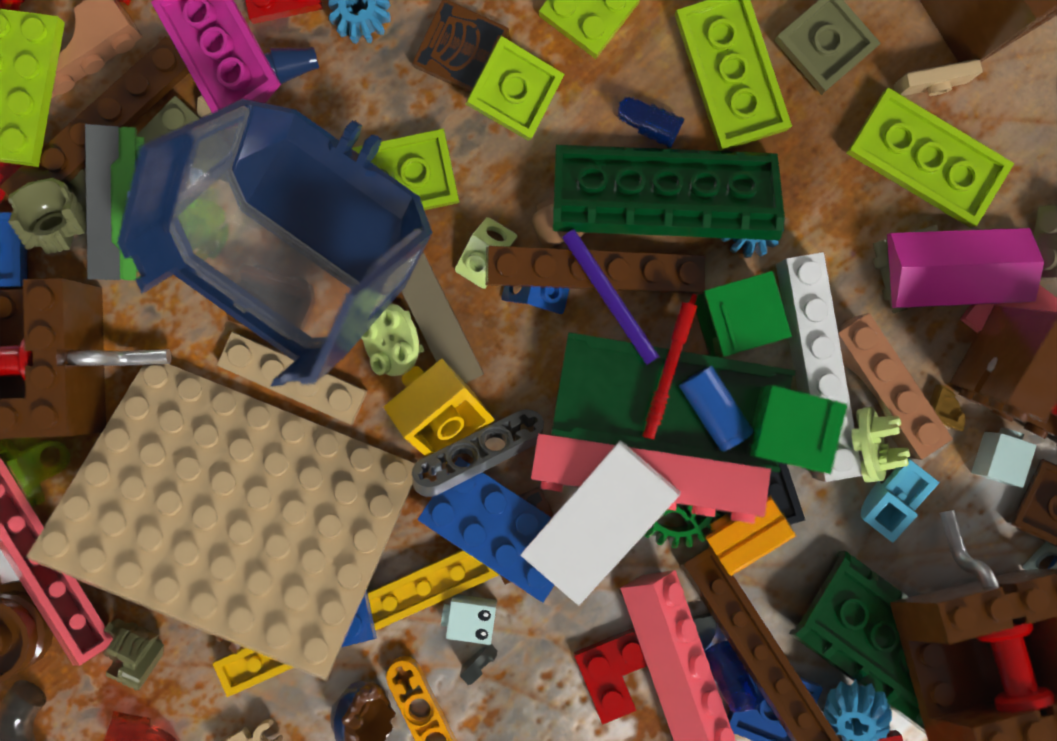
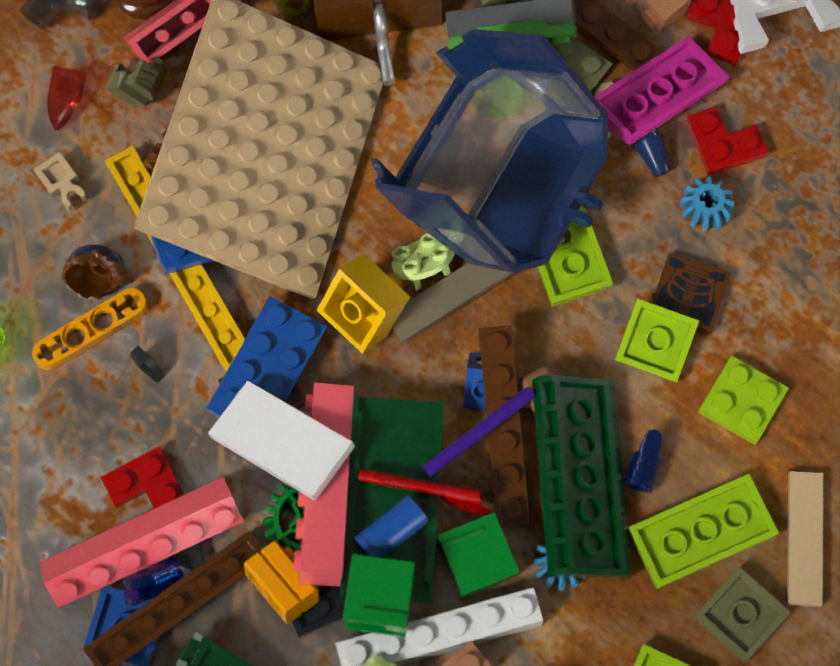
camera: 85 degrees right, 15 degrees down
(263, 364) = (372, 206): tan plate -> none
(469, 619) = (185, 353): light aqua brick -> none
(473, 260) = (519, 325): yellowish green bracket -> none
(475, 447) = (337, 338): dark grey beam -> none

